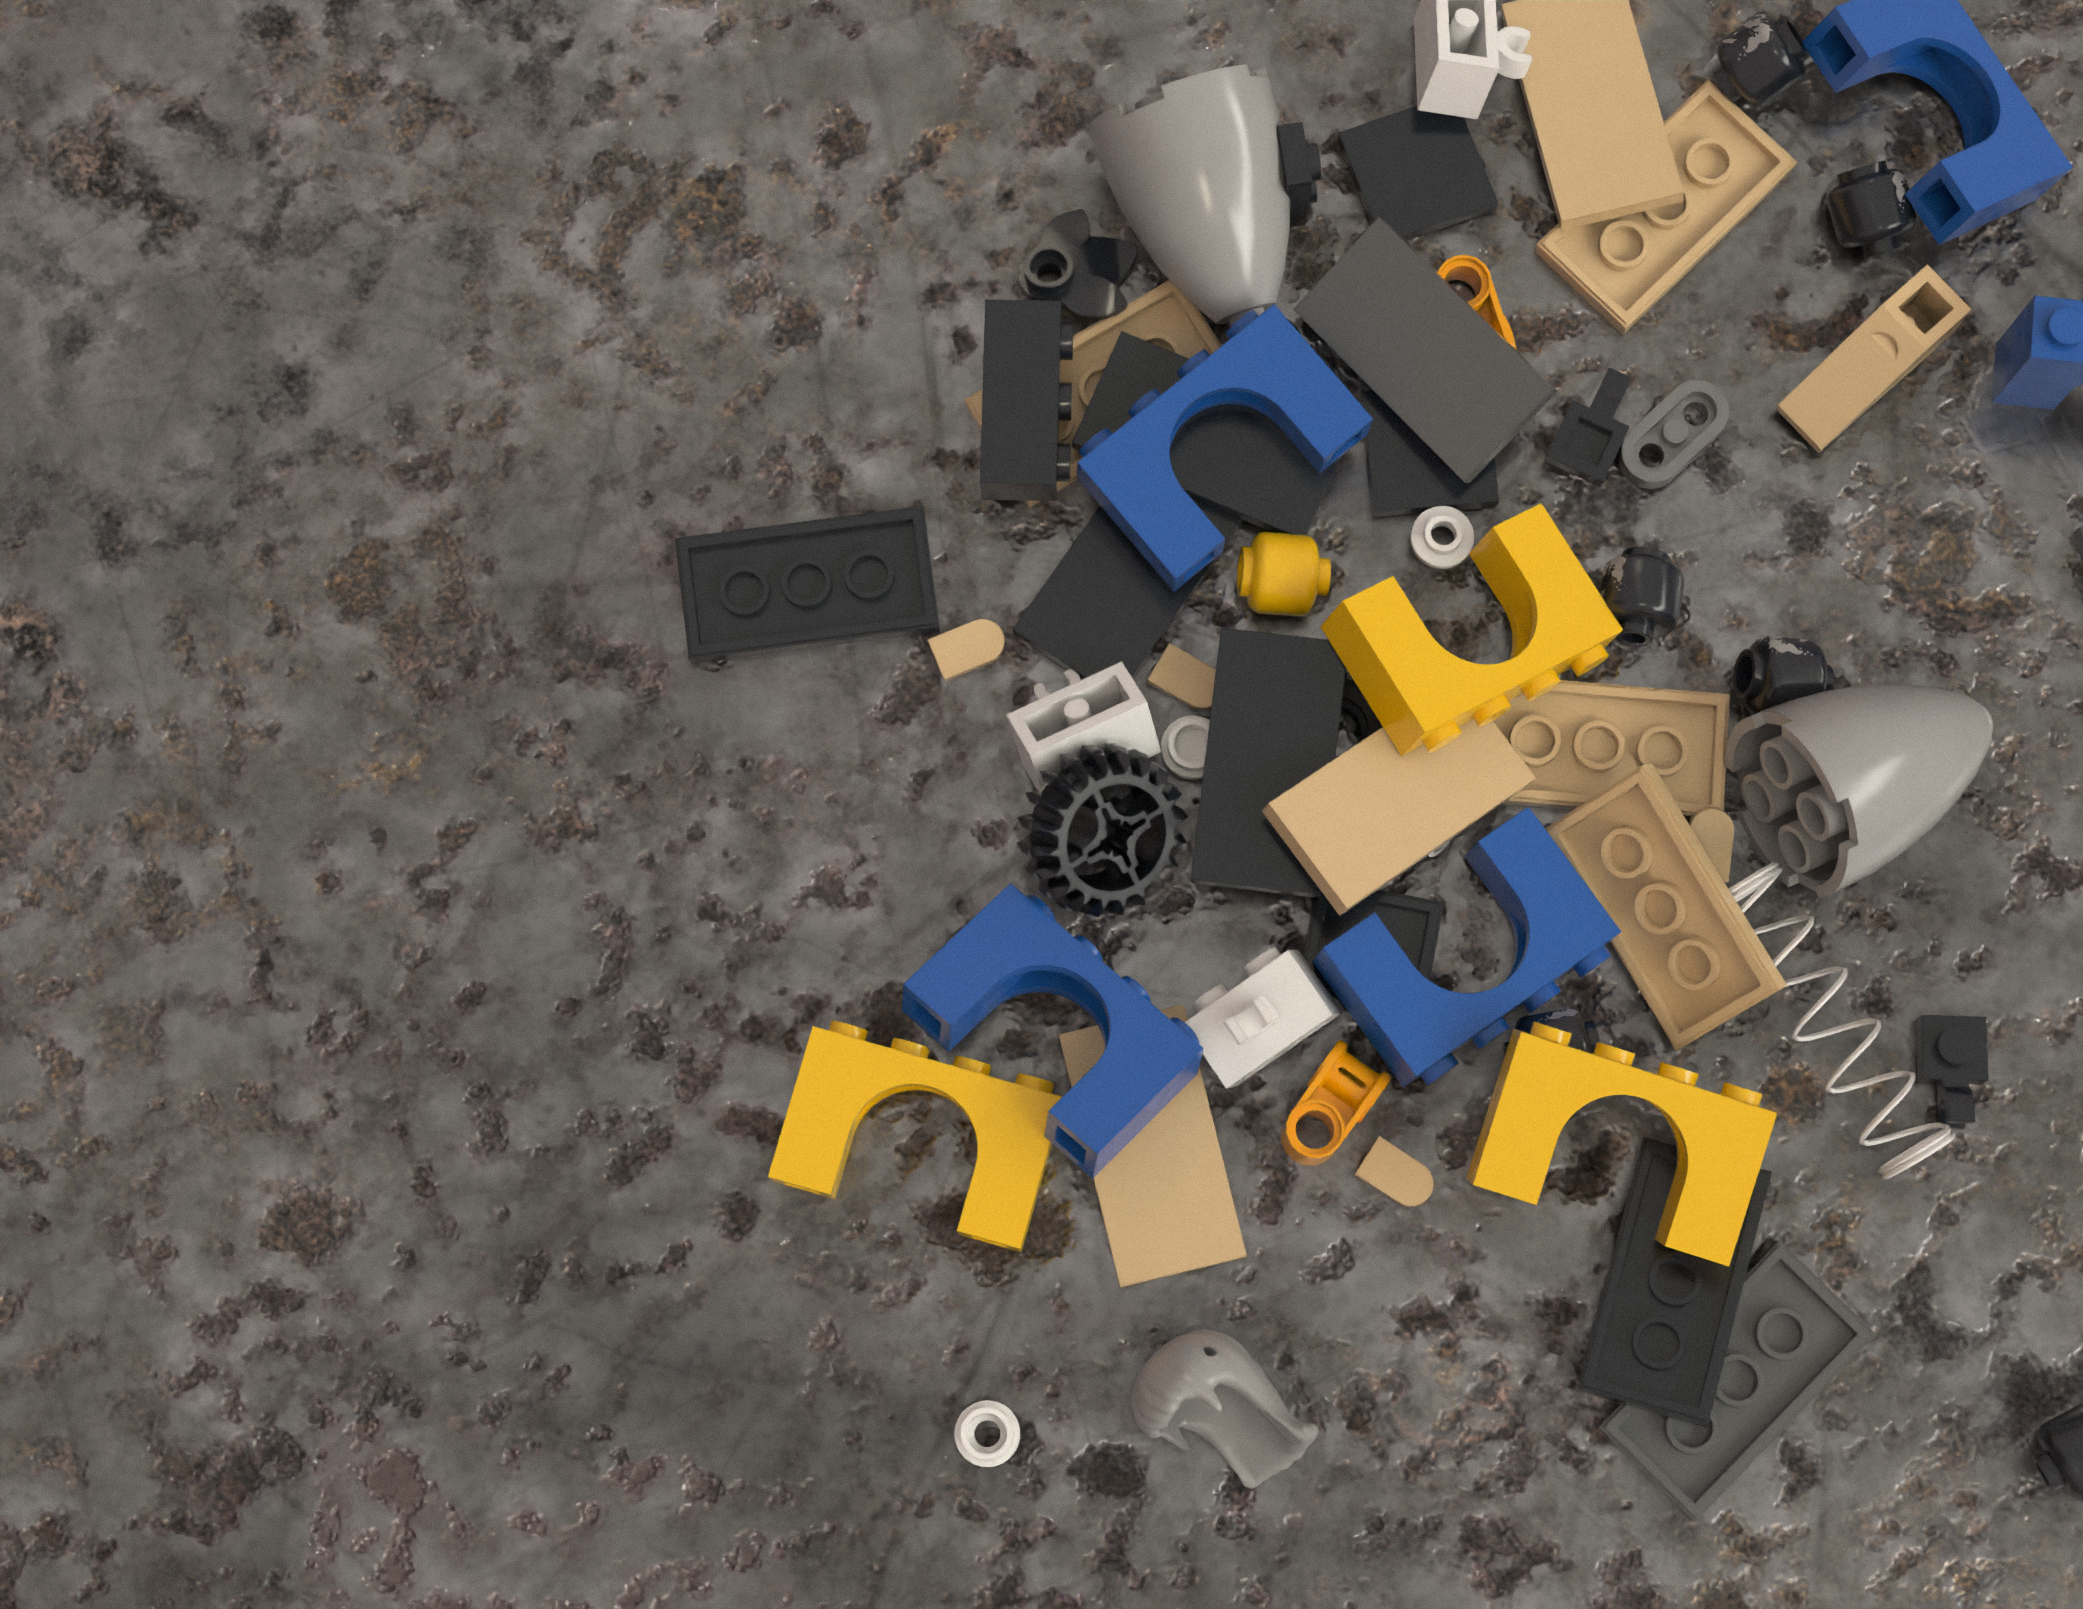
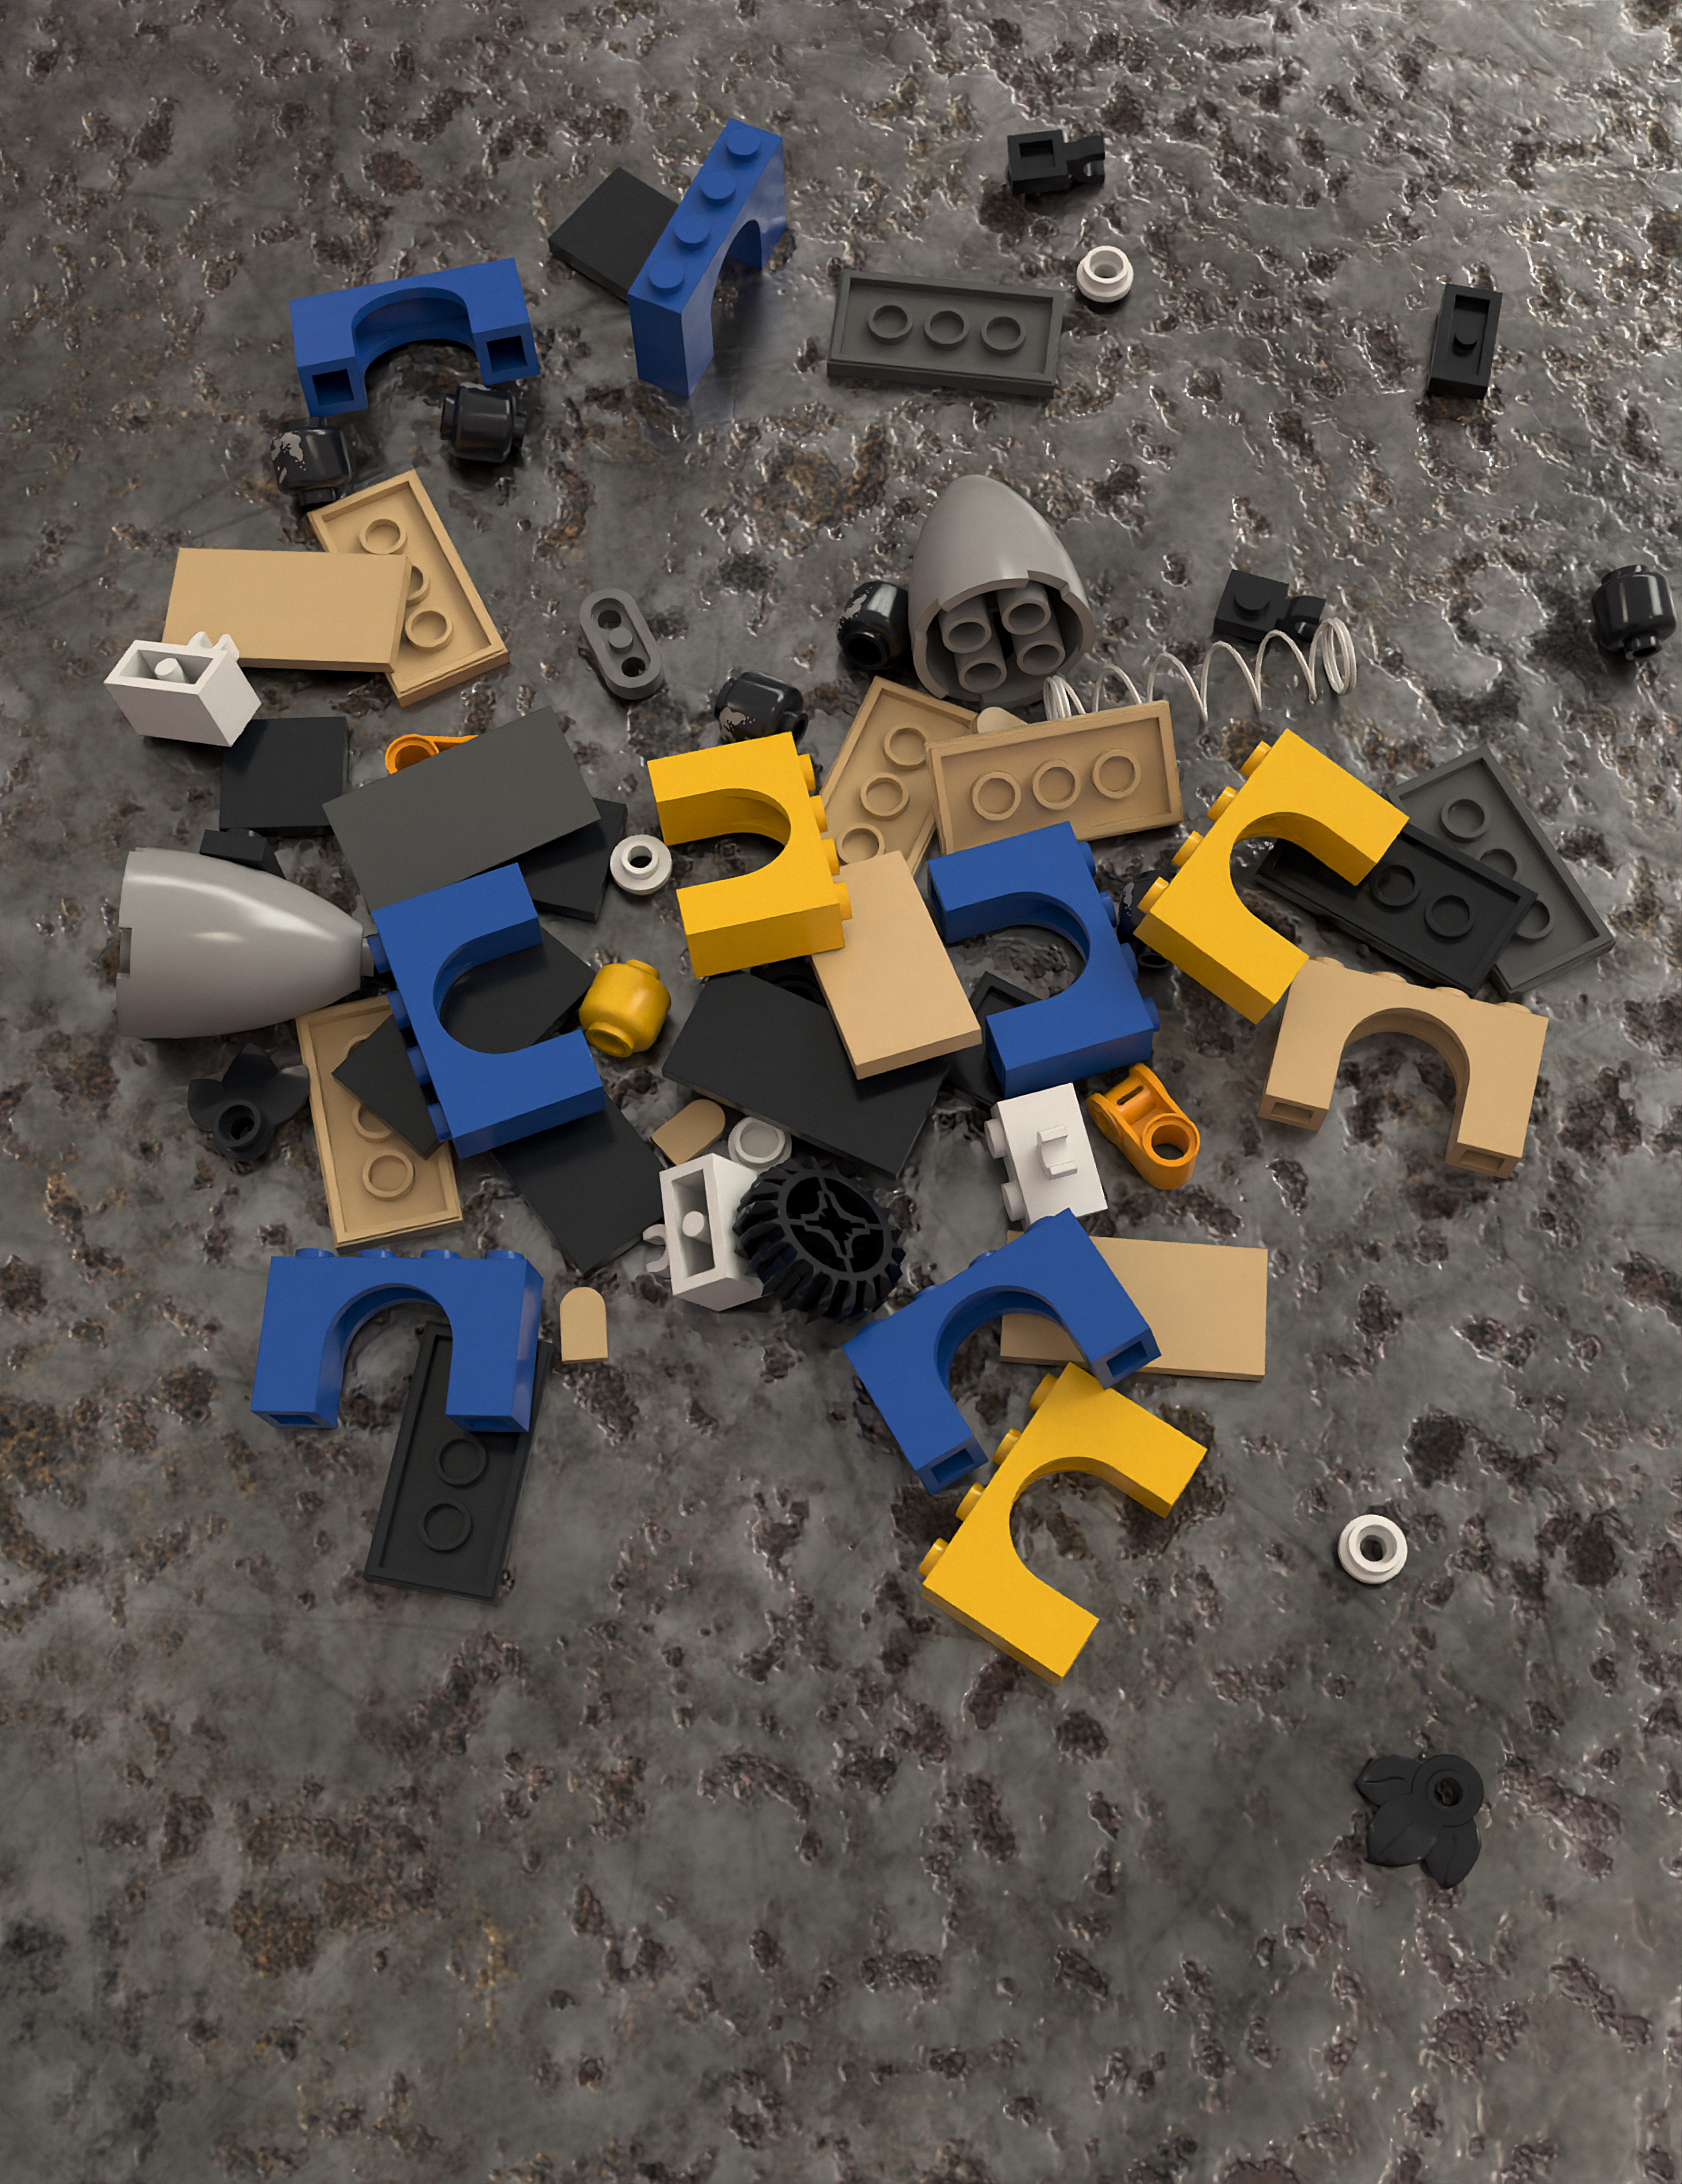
camera: 75 degrees left, 10 degrees down
(749, 1535) = (1415, 1823): none -> black plate
(899, 407) = (323, 1300): none -> blue arch
(1024, 400) = (362, 1182): black brick -> none
(1223, 1395) = (1405, 1305): light grey piece -> none
(1396, 1174) = (1224, 1097): tan piece -> none
(1517, 1250) = (1486, 1045): none -> tan arch
(1591, 436) = (593, 710): black plate -> none
(1874, 358) = (618, 459): tan slope -> none

